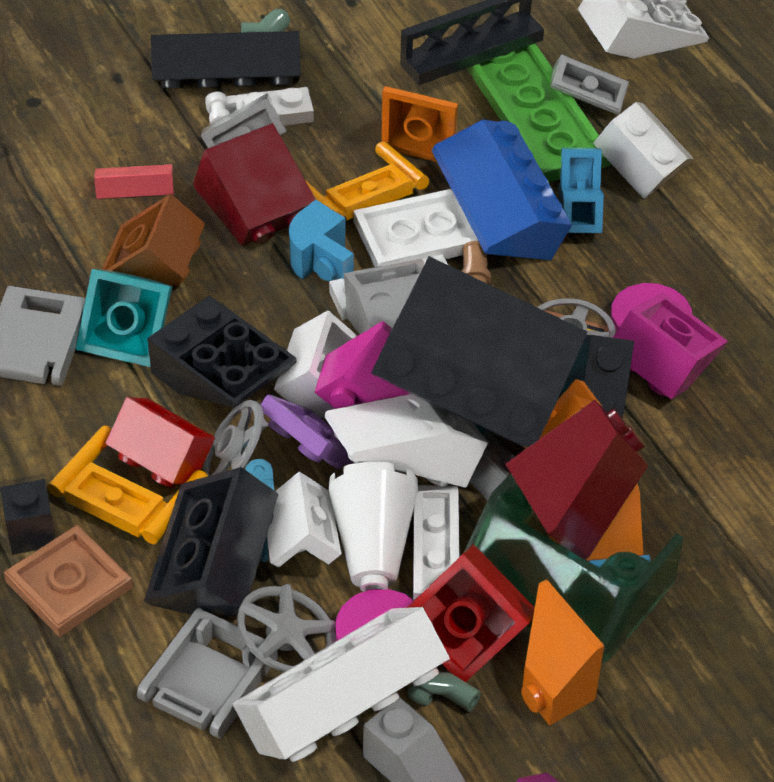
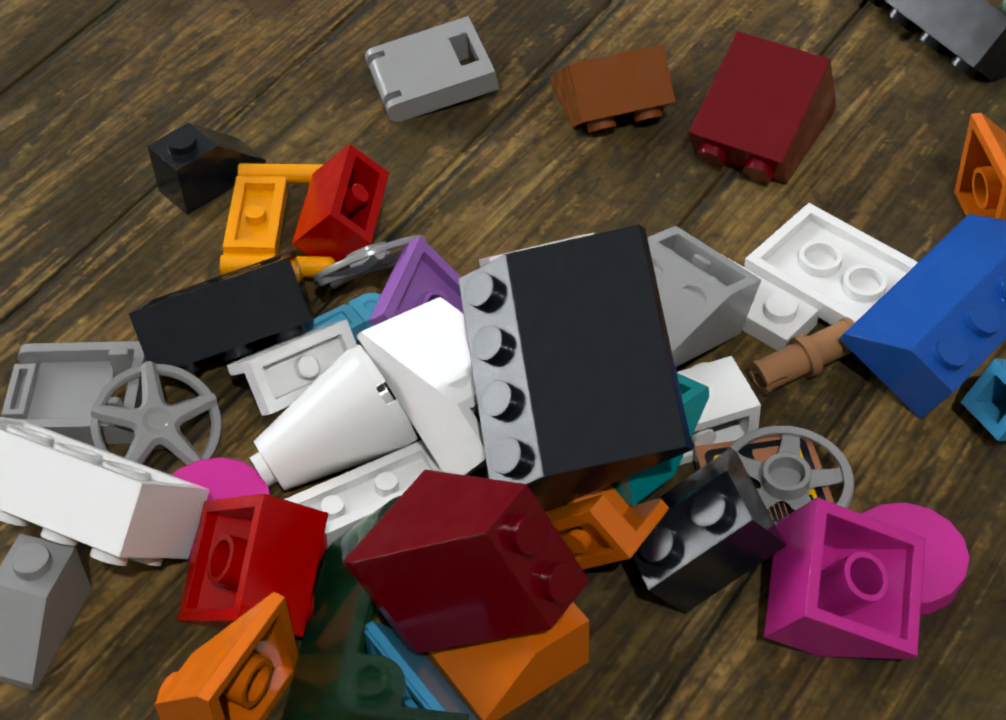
camera: 65 degrees right, 0 degrees up
(68, 580) = (142, 240): nougat tile -> none
(122, 315) = (499, 105): teal slope -> none
(133, 181) = (698, 31): coral slope -> none
(215, 355) = (489, 190): black slope -> none
(242, 121) = (852, 61): light grey panel -> none
(291, 104) = (904, 72): white plate -> none
(319, 243) = (733, 193): dark azure brick -> none
(376, 187) = (862, 205): light orange plate -> none
(448, 687) = (159, 597): sand green arm -> none

